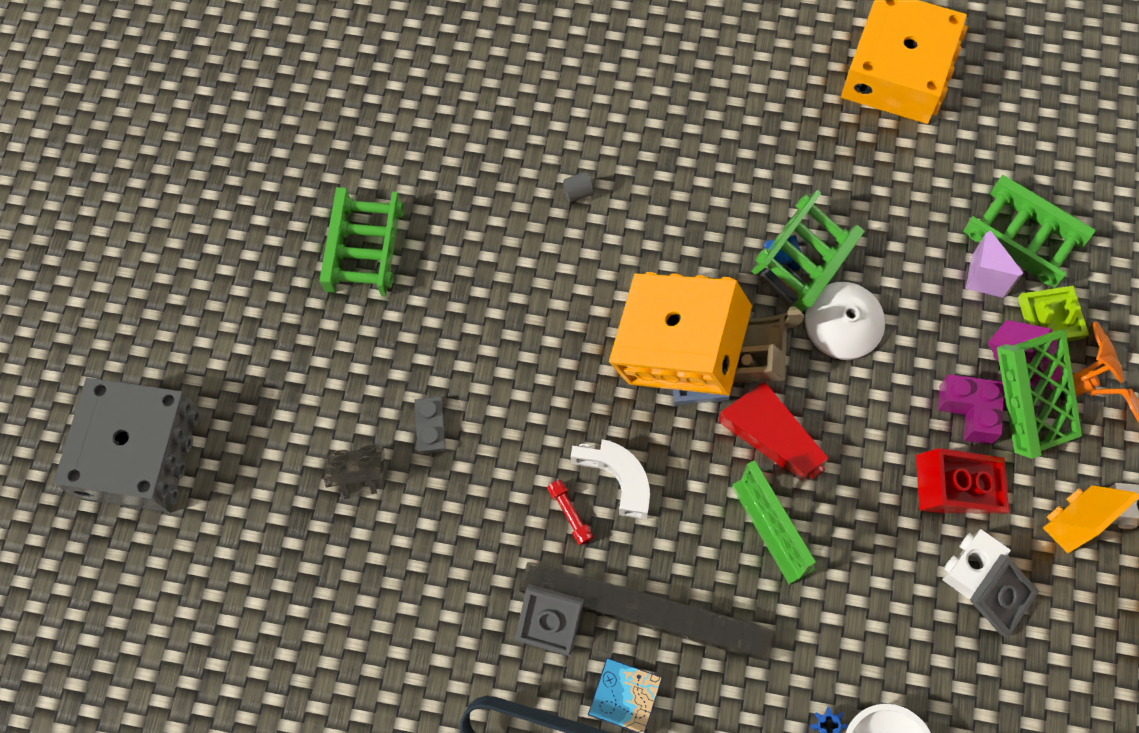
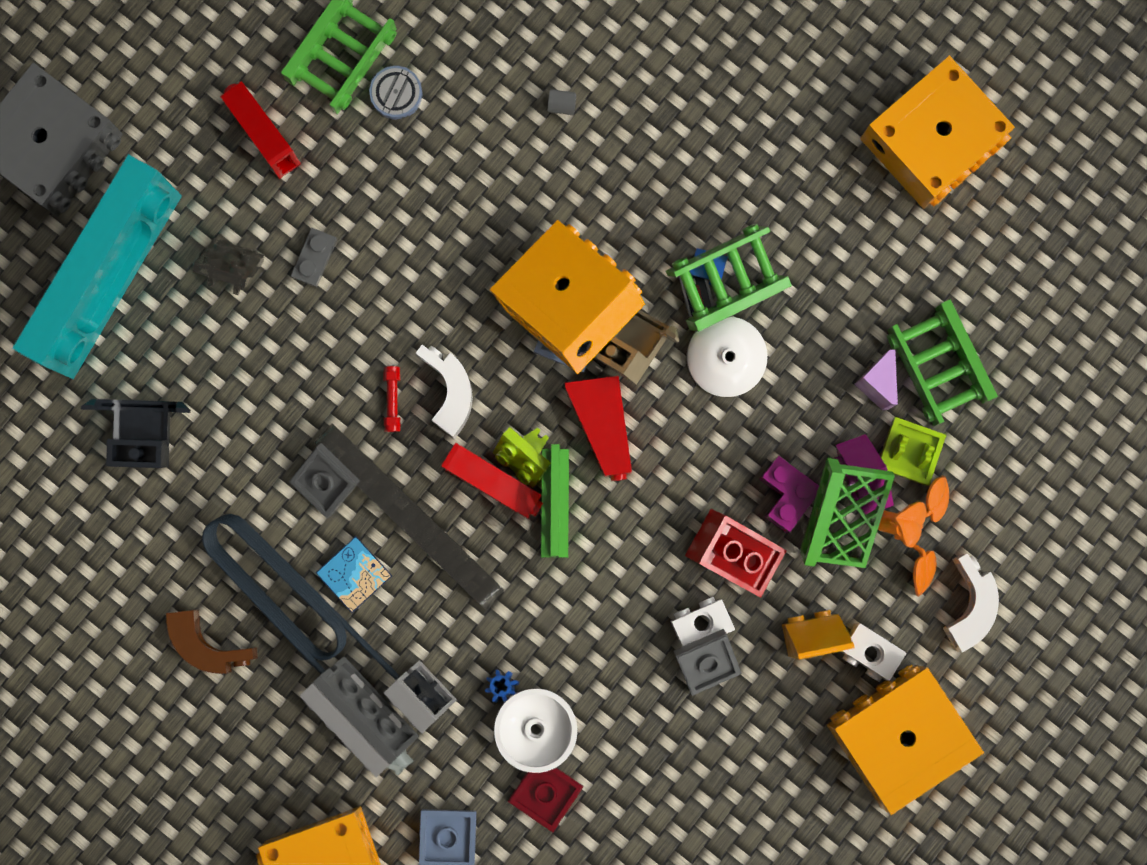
camera: 20 degrees right, 15 degrees up
(234, 530) = (99, 268): none -> teal piece
(326, 338) = (260, 129): none -> red slope
(345, 667) = (139, 431): none -> black piece
(428, 252) = (396, 92): none -> tile
(706, 535) = (492, 481): none -> red slope
(721, 496) = (523, 455): none -> lime plate

